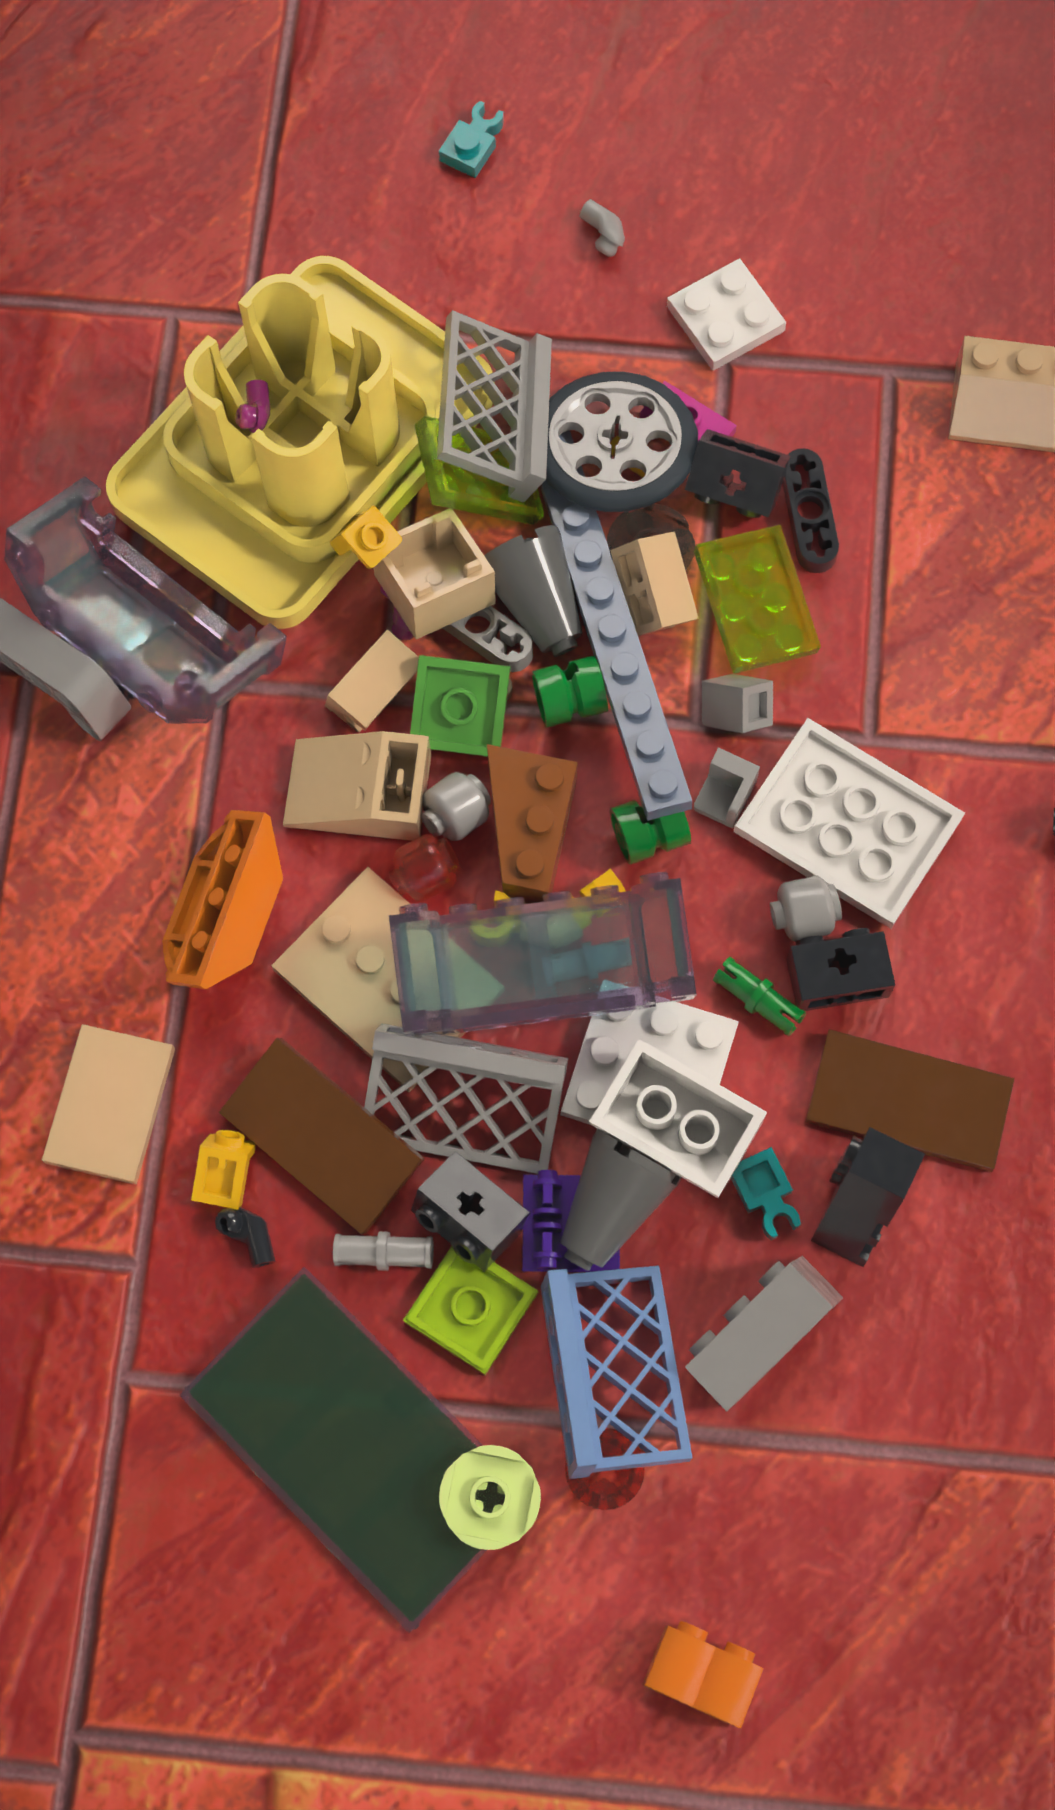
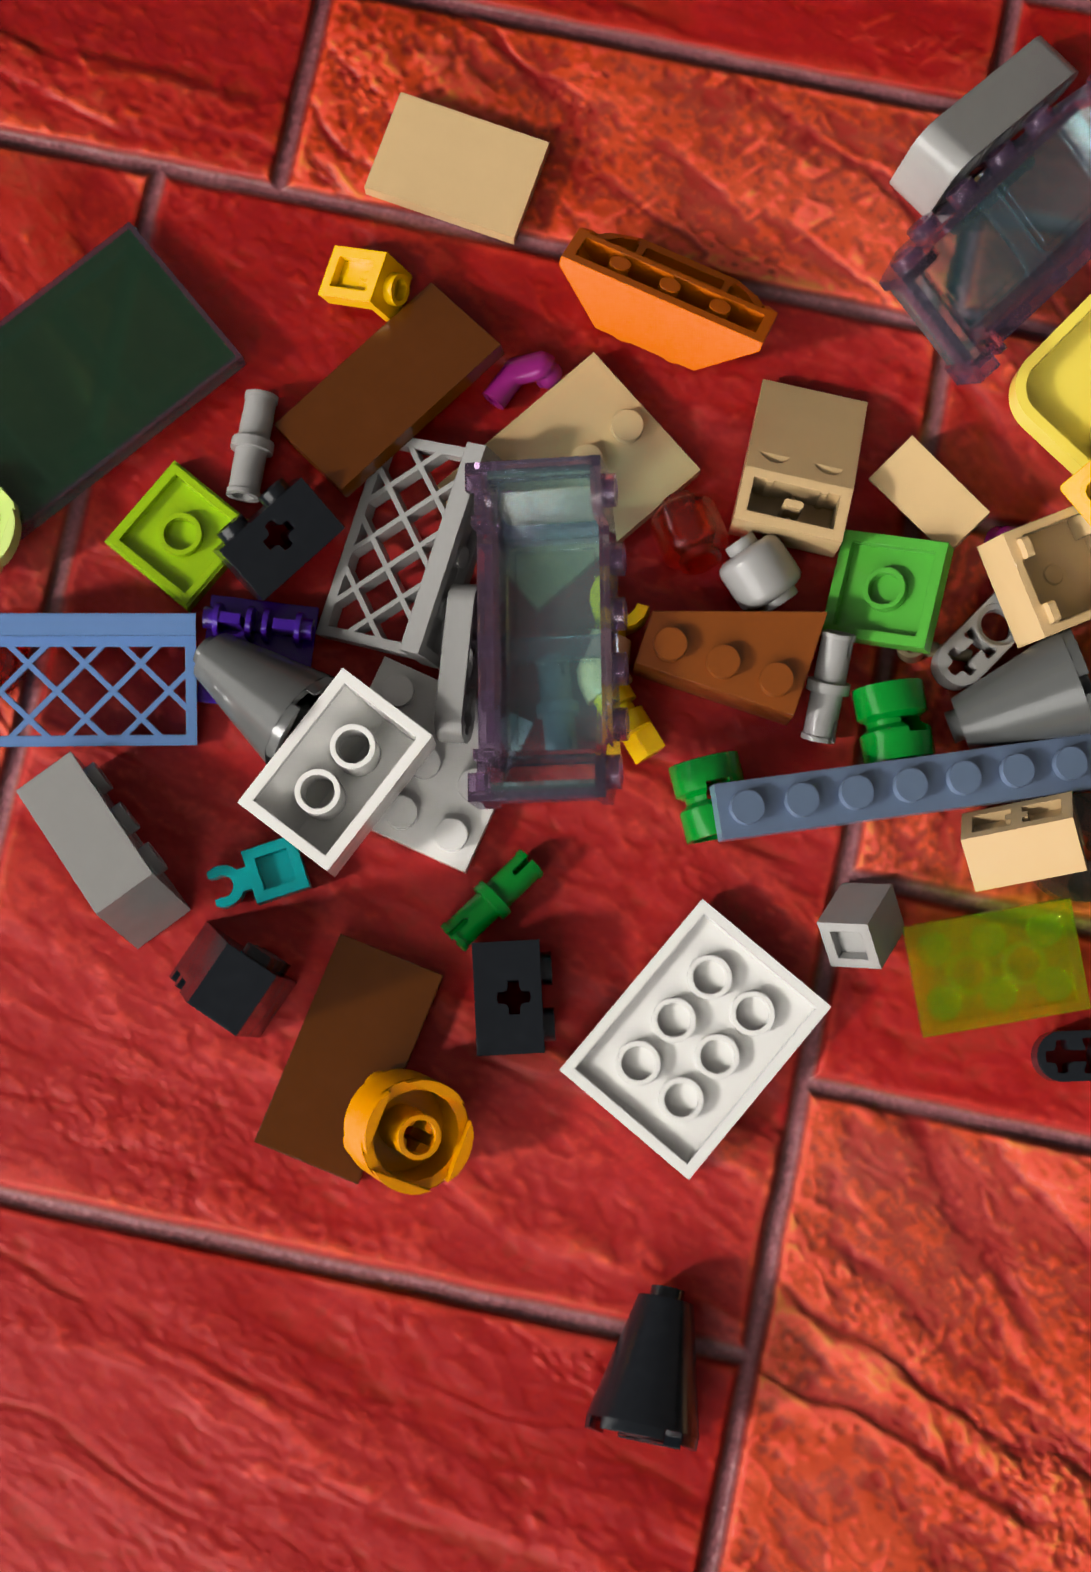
camera: 95 degrees right, 10 degrees up
(250, 1230) = (297, 307): black arm -> none
(292, 1024) = (519, 371): none -> magenta arm
(546, 743) = (828, 686): none -> light grey pin
(565, 1036) = (458, 667): none -> light grey beam
(726, 788) = (752, 897): light grey panel -> none
(806, 908) = (588, 968): light grey head -> none
(966, 1034) = (377, 1124): none -> light orange brick

